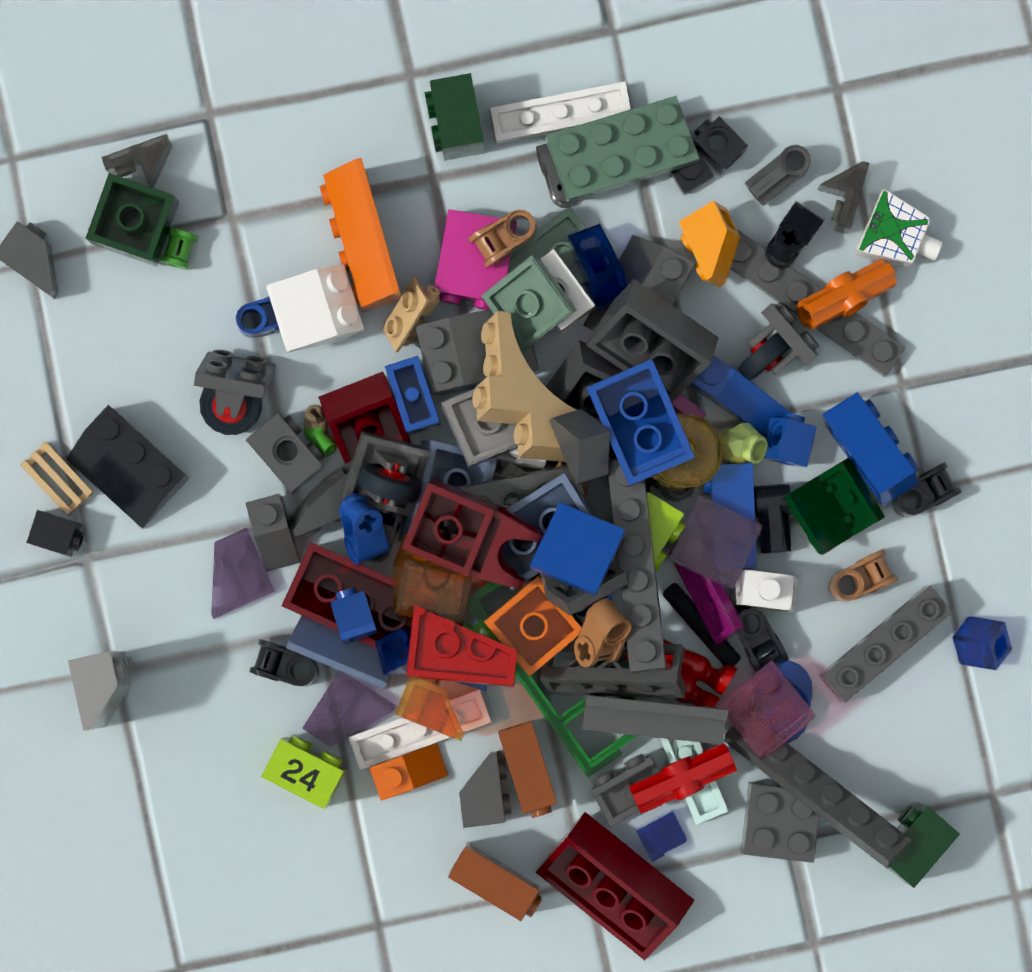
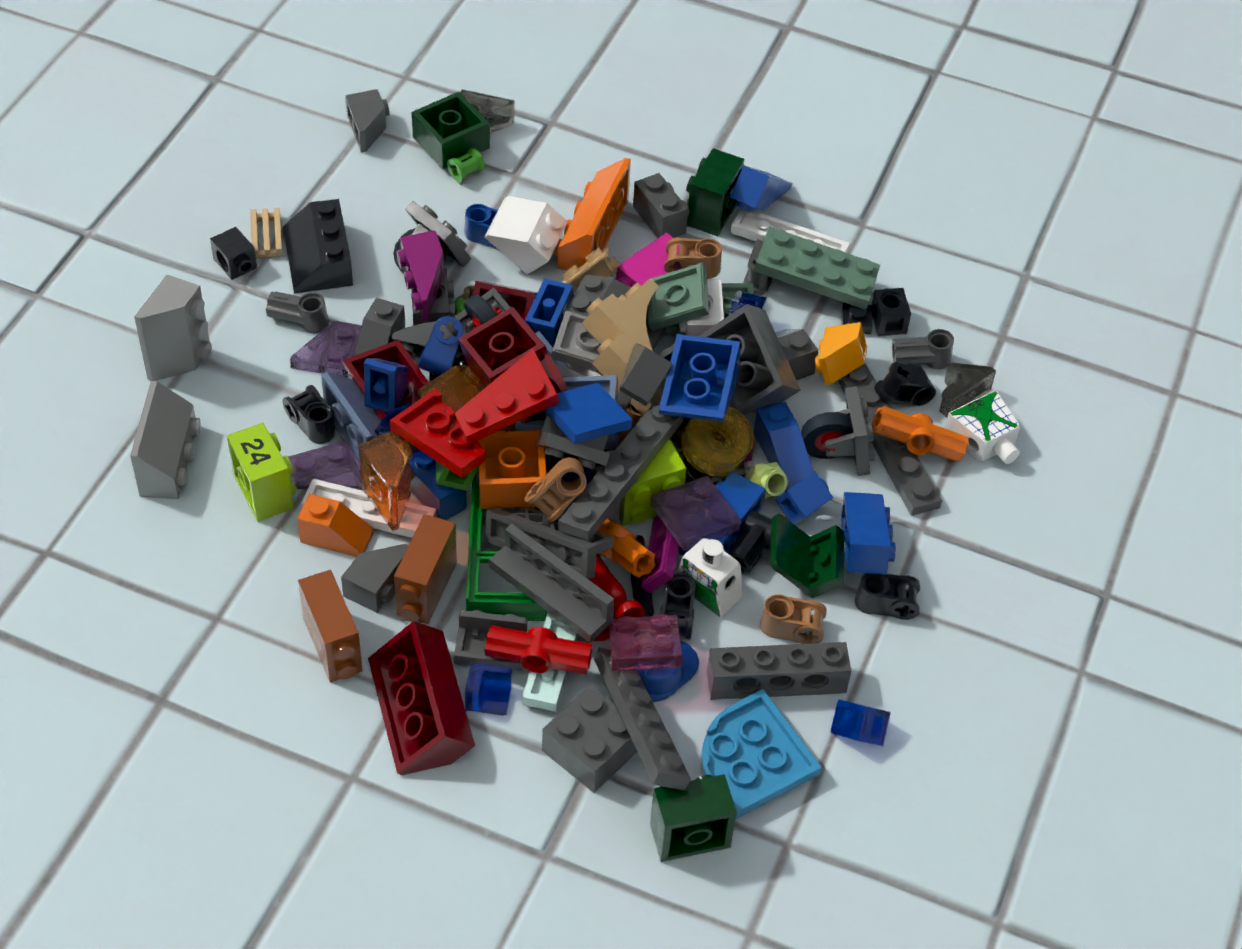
camera: 30 degrees right, 35 degrees down
(169, 556) = (306, 309): none -> dark grey piece
(193, 800) = (164, 443): none -> light grey slope
(264, 436) = (424, 266): none -> magenta slope
(411, 168) = (660, 206): none -> dark grey brick
(495, 74) = (758, 189): none -> blue slope
(503, 588) = (508, 399): none -> red wing
(680, 621) = (627, 550): none -> orange piece
(916, 738) = (756, 752): none -> dark azure plate

